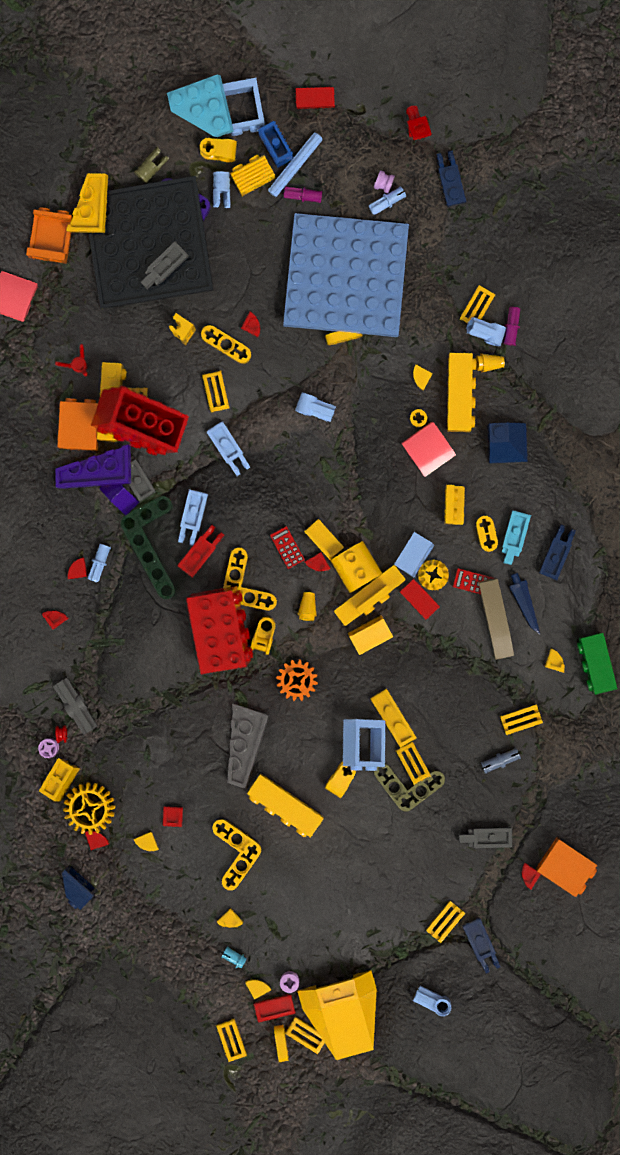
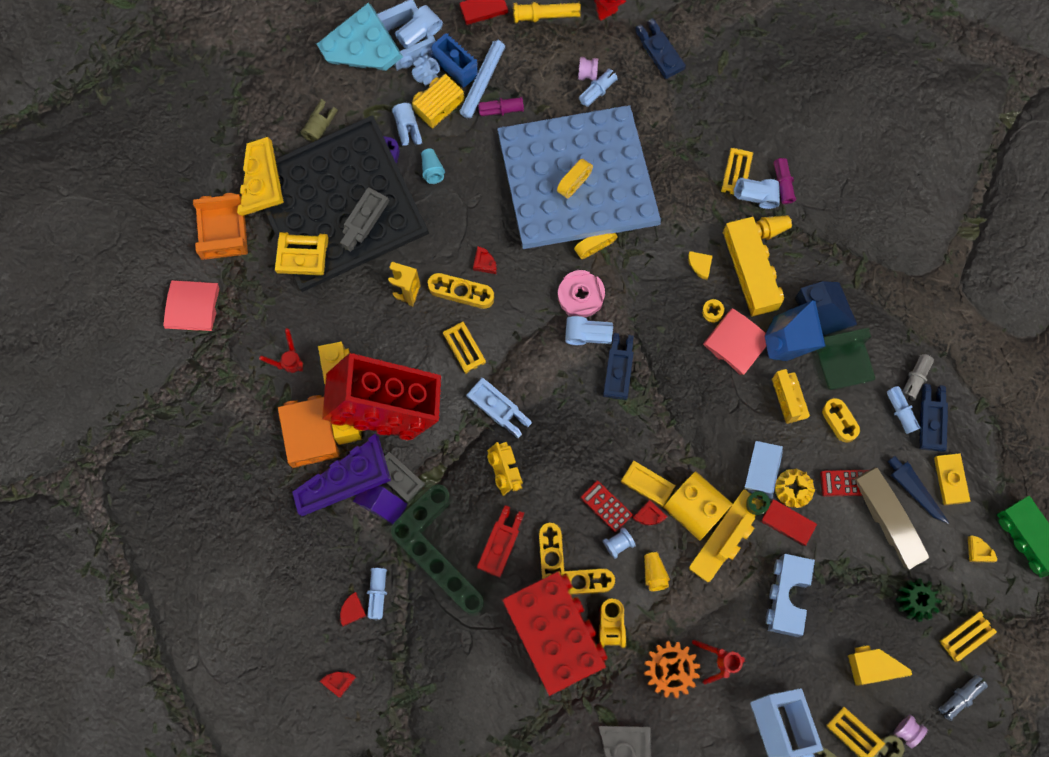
camera: 15 degrees left, 15 degrees down
(106, 286) = (301, 260): none -> yellow plate
(193, 514) = (478, 499): light blue hinge -> none
(218, 488) = (500, 457): none -> yellow hinge
(220, 150) = (392, 83): yellow piece -> none
(231, 232) = (432, 168): none -> medium azure cone
(250, 145) = (425, 70): none -> light blue gear
(257, 108) = (423, 23): none -> light blue piece
(287, 578) = (619, 543): none -> light blue bush
(312, 366) = (588, 283): none -> bright pink plate
(329, 444) = (619, 369): none -> dark blue hinge
(335, 687) = (727, 661): none -> red plant
(340, 281) = (574, 178): none -> yellow beam
(356, 115) = (535, 12): none -> yellow pin
(370, 635) = (744, 584): yellow hinge -> none
(393, 718) = (814, 687): yellow tile -> none
(405, 578) = (752, 507): none -> dark green bush
(406, 637) = (784, 616): none -> light blue arch
(444, 721) = (875, 666): none -> yellow slope
(453, 772) = (910, 731): none -> lavender wheel
(472, 456) = (794, 333): none -> blue slope
(499, 687) = (926, 606): none -> dark green gear
(506, 489) = (846, 359): none -> clear green bracket
(515, 535) = (876, 413): medium azure hinge -> none
(536, 540) = (903, 410): none -> light blue axle
(554, 602) = (952, 479): none -> yellow plate
(558, 517) = (917, 376): none -> light grey axle

